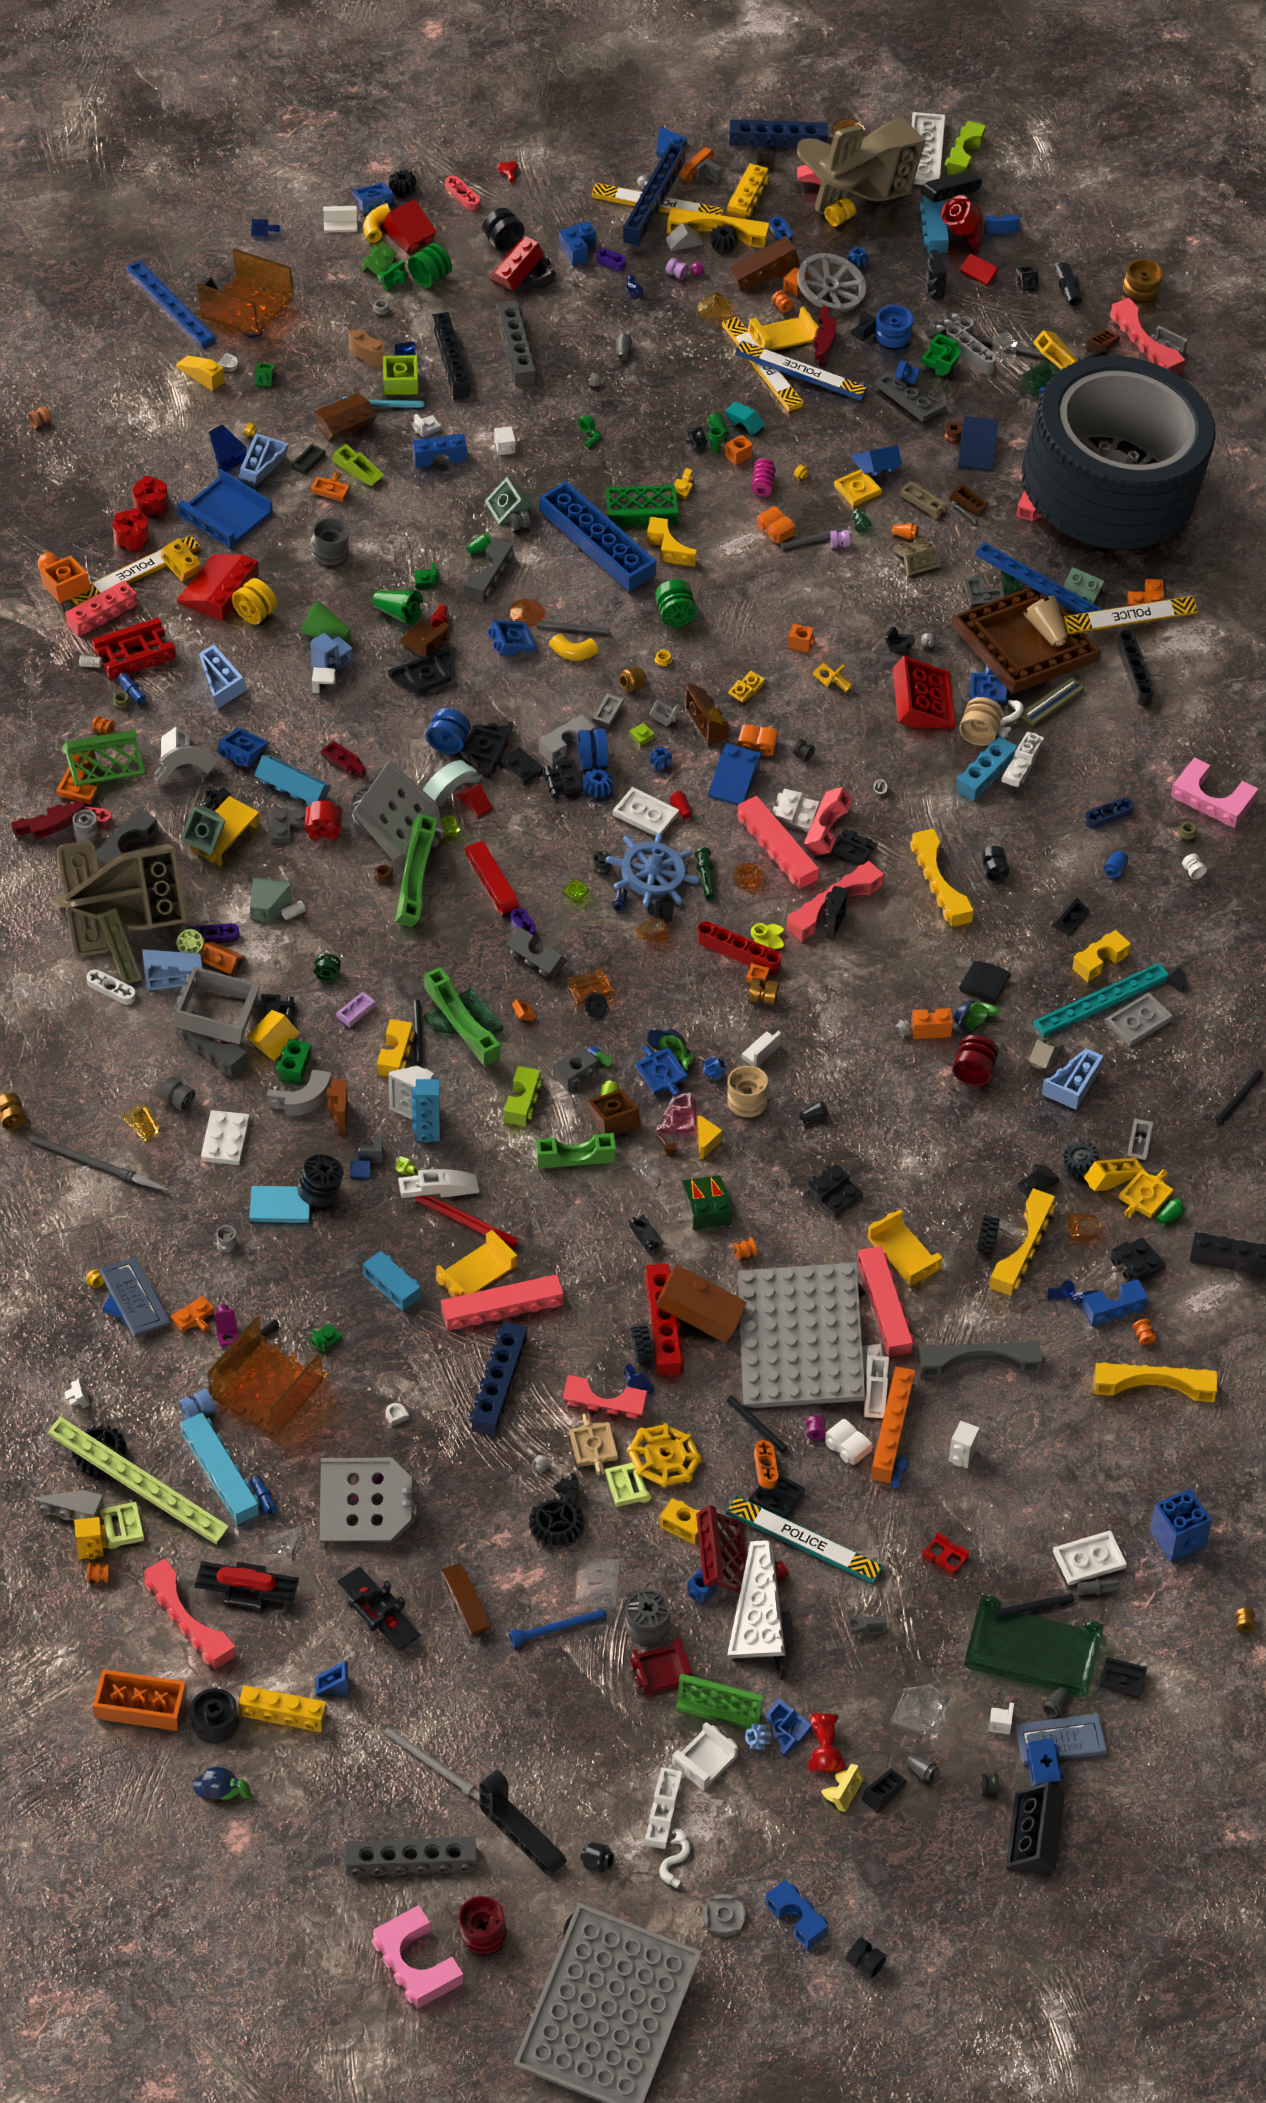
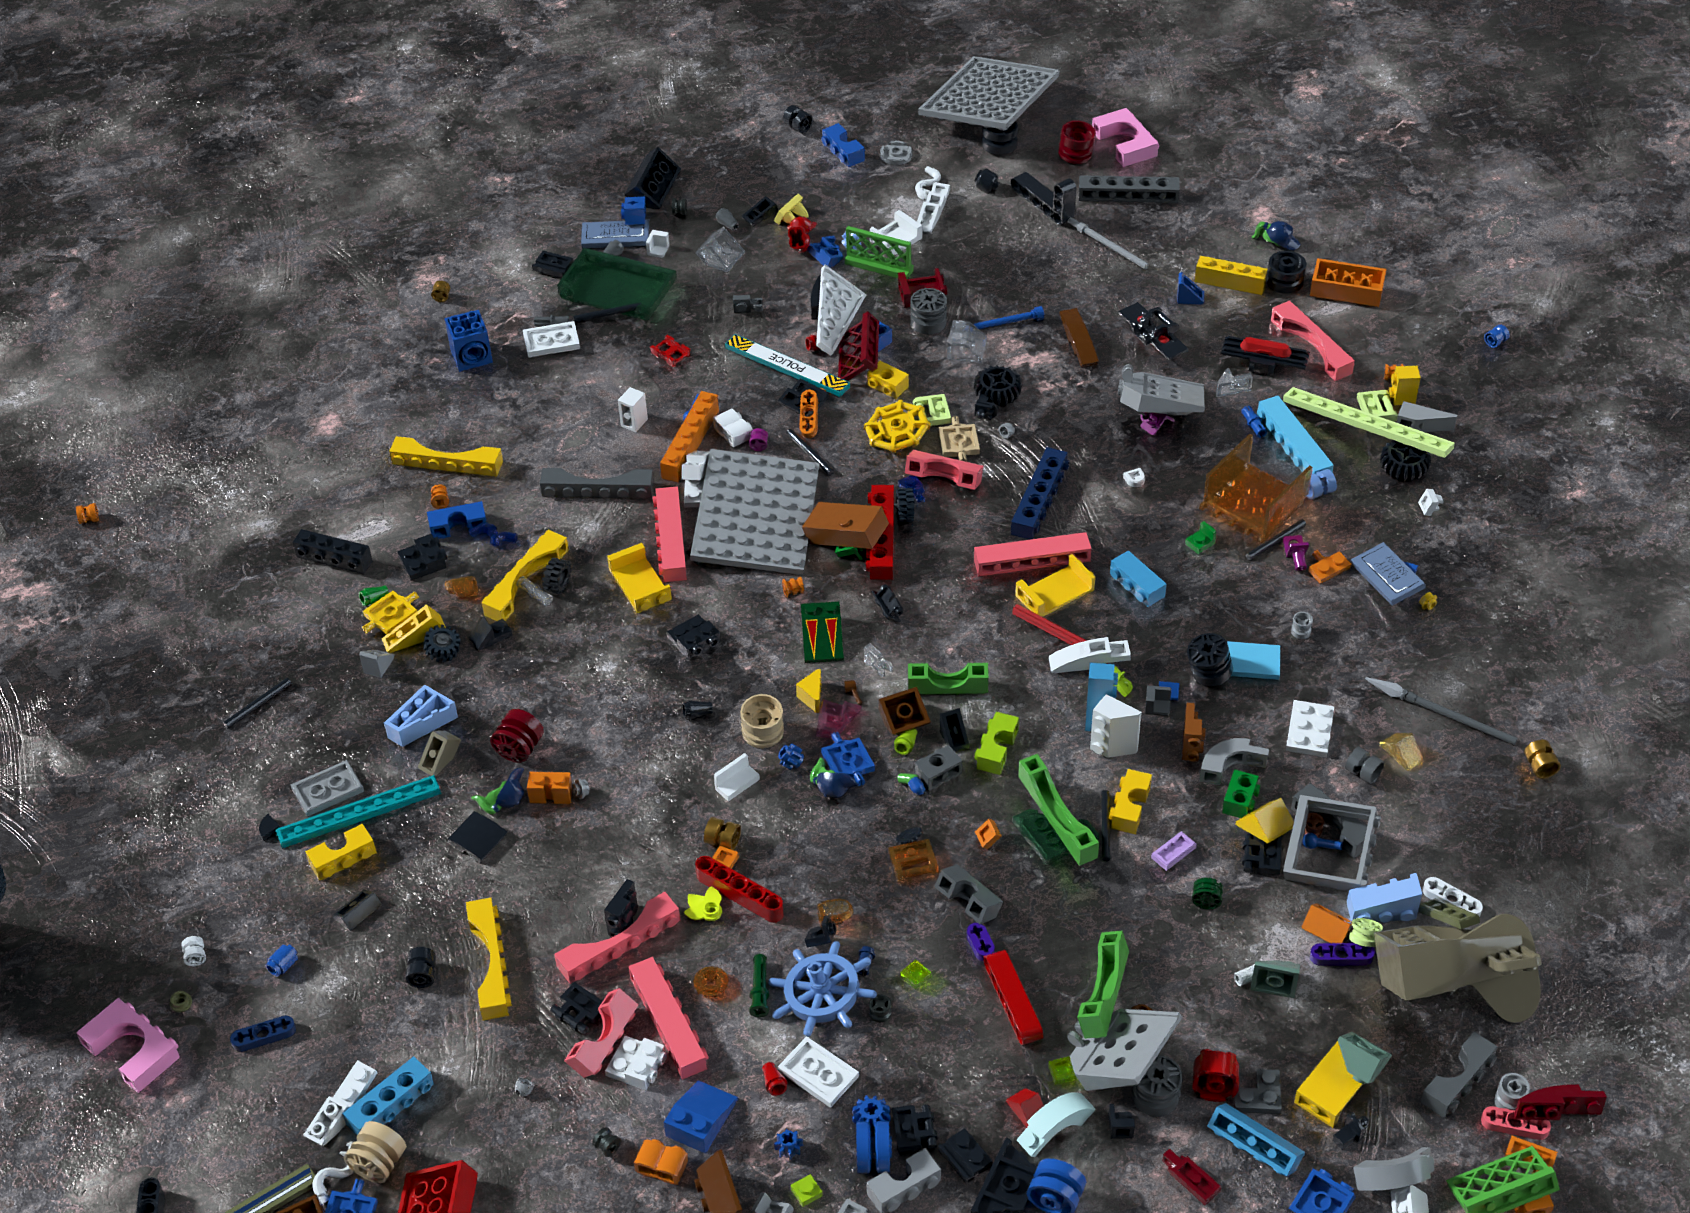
camera: 170 degrees left, 5 degrees down
(565, 1106) = (953, 729): none -> black slope

